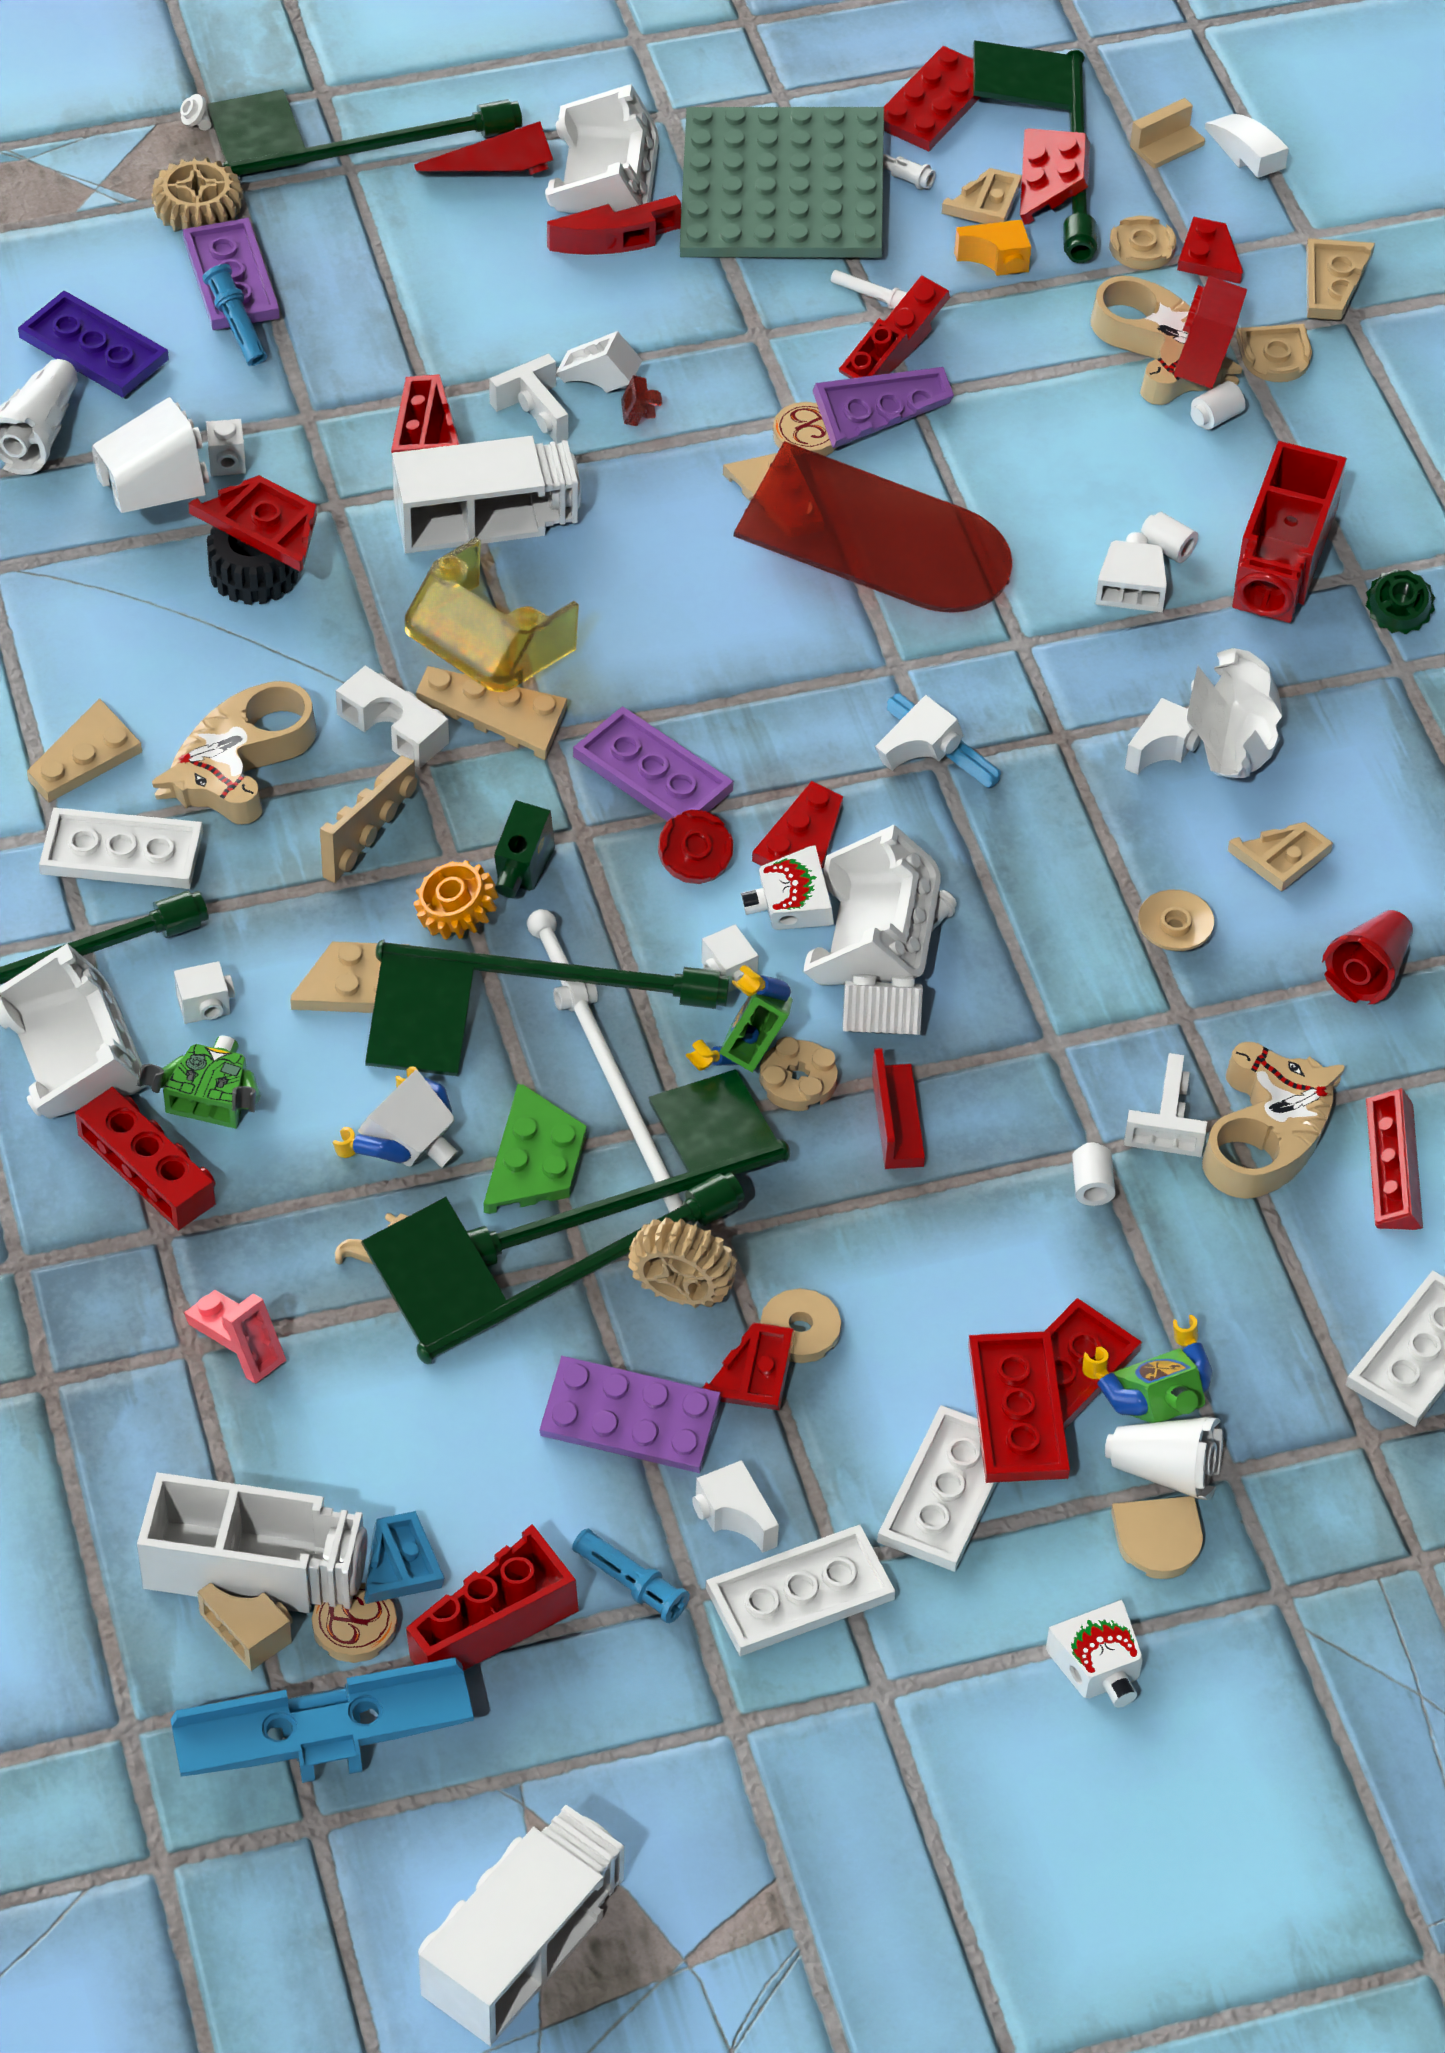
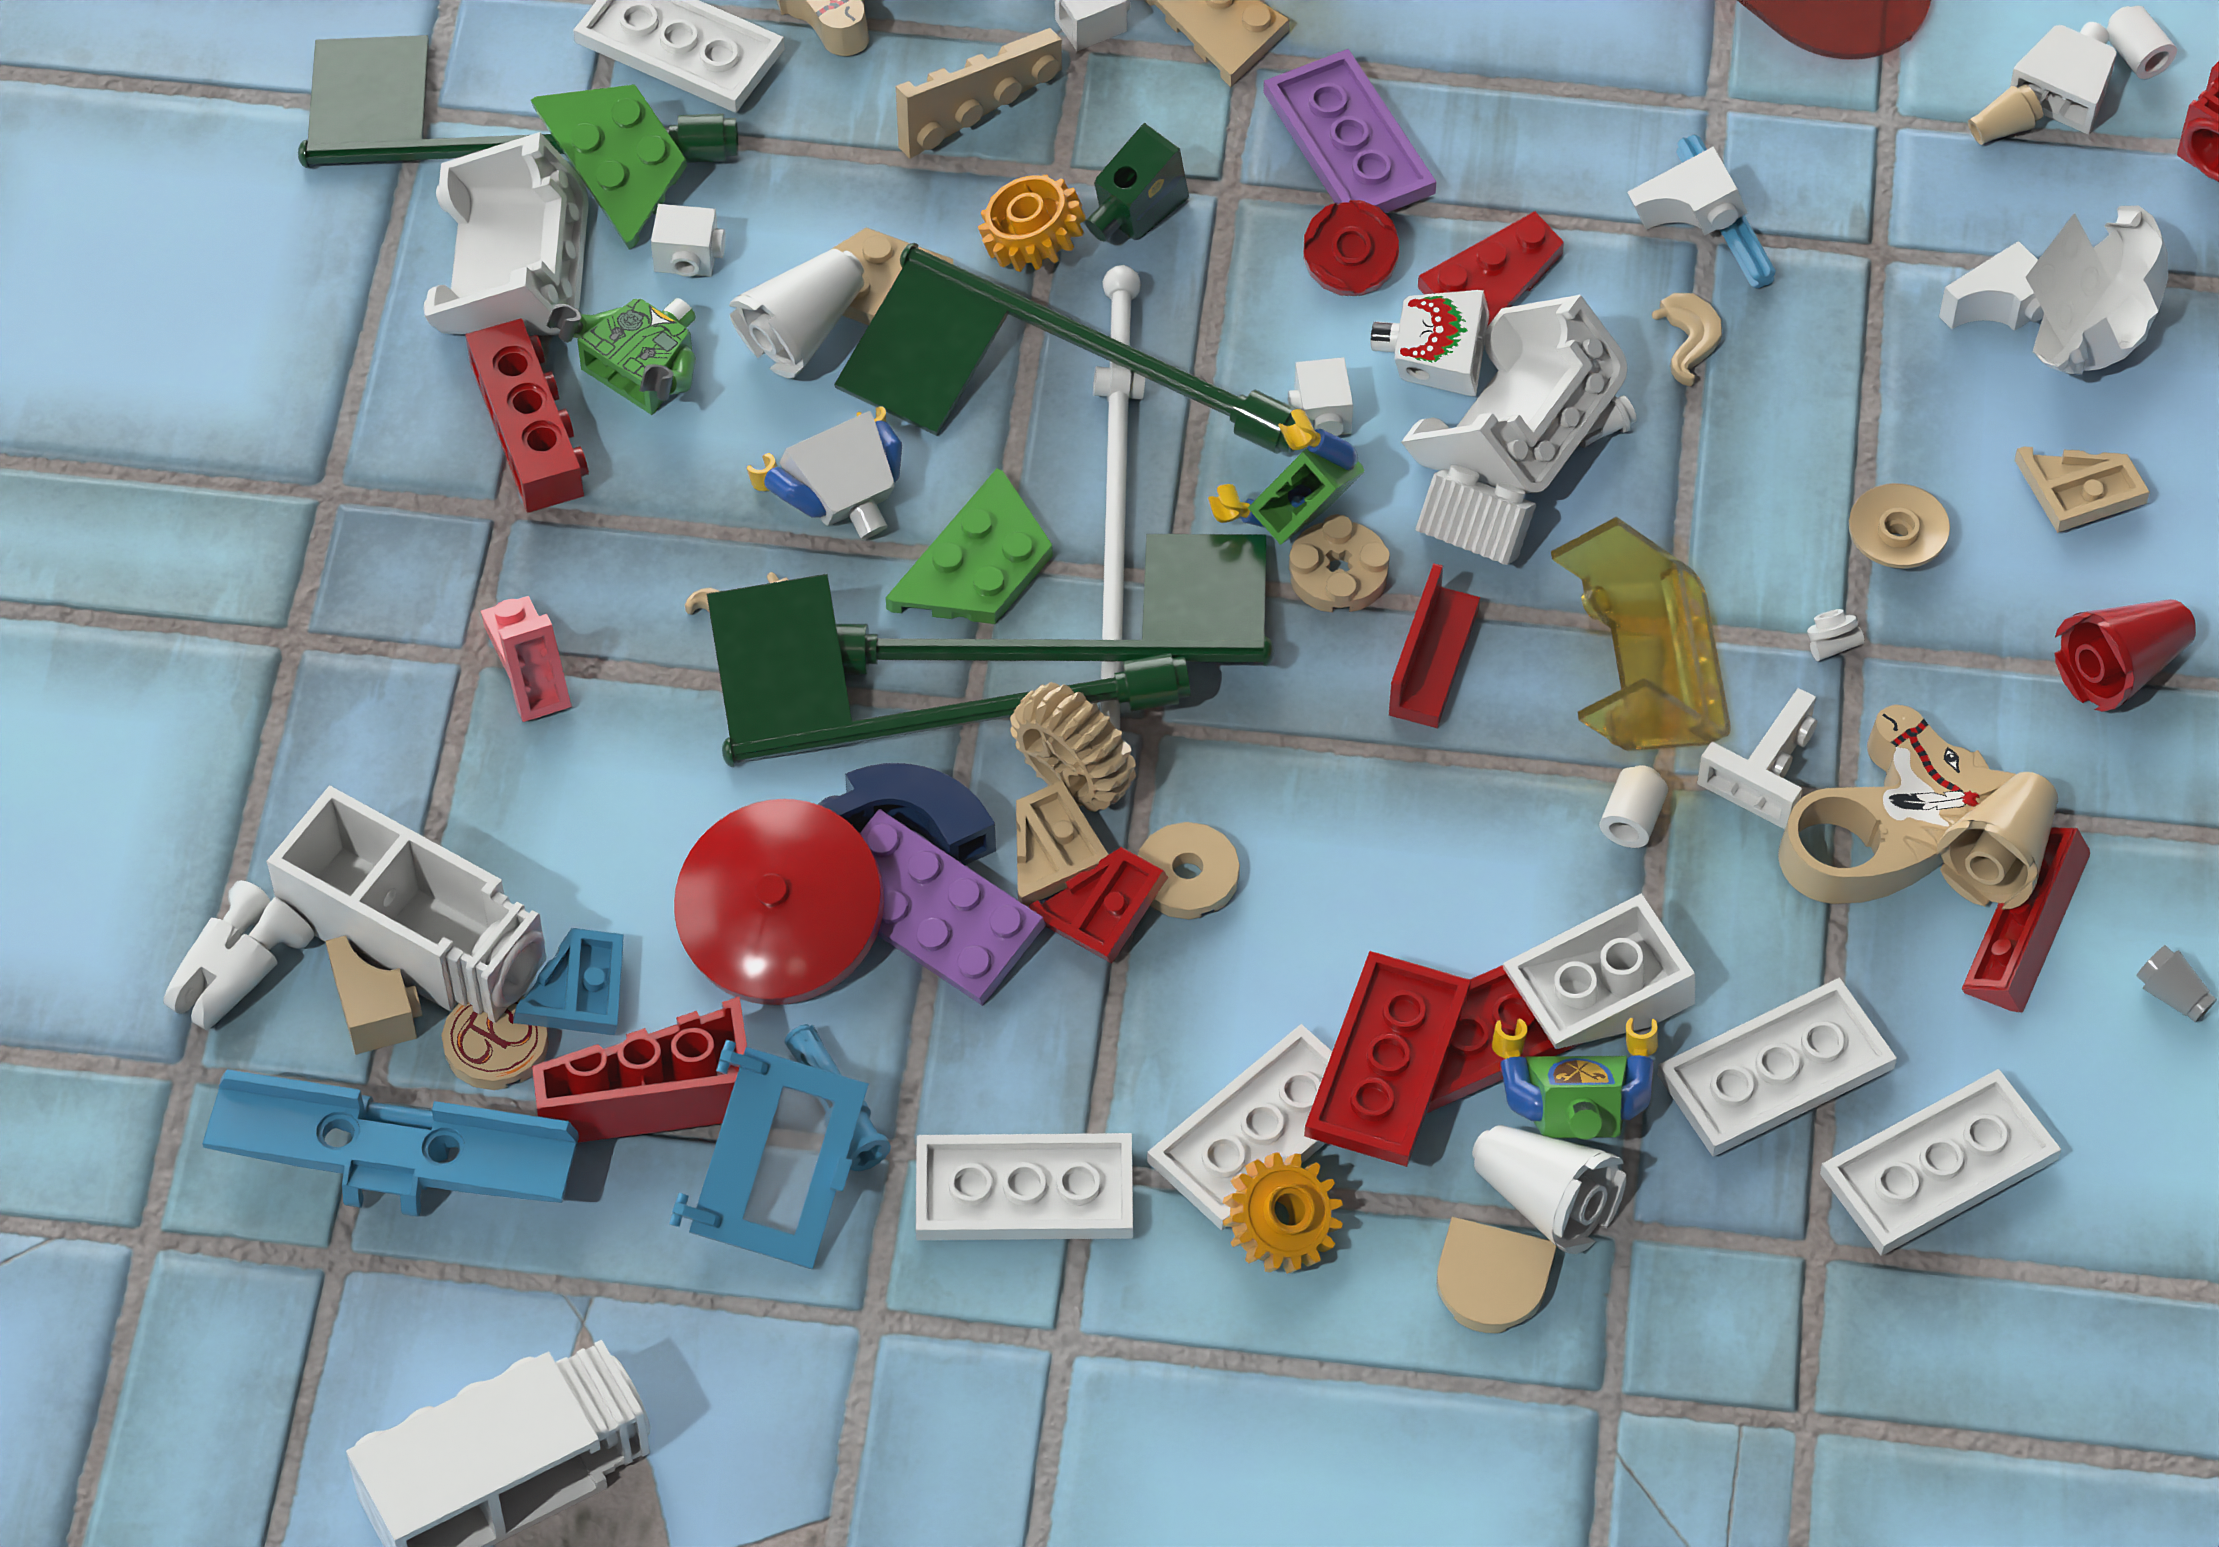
camera: 25 degrees right, 5 degrees up
(120, 942) = (615, 151): none -> bright green wing
(122, 1638) = (229, 965): none -> white piece
(317, 1017) = (797, 309): none -> white cone
(520, 1447) = (779, 901): none -> red dish
(580, 1336) = (921, 801): none -> dark blue arch
(617, 1630) = (776, 1157): none -> dark azure piece
(696, 1338) = (1052, 843): none -> tan wing
(734, 1503) = (996, 1056): white arch -> none
(965, 824) = (1699, 323): none -> tan piece
(997, 1542) = (1308, 1208): none -> light orange gear
(1049, 1053) = (1660, 641): none -> clear yellow windscreen
(1098, 1653) = (1341, 1391): white torso -> none
(1105, 613) = (2008, 114): none -> tan cone
(1138, 1296) = (1603, 975): none -> white slope
(1167, 1009) = (1834, 634): none -> white plate
(1281, 1321) = (1776, 1066): none -> white plate
(1359, 1115) = (2001, 843): none -> tan cone

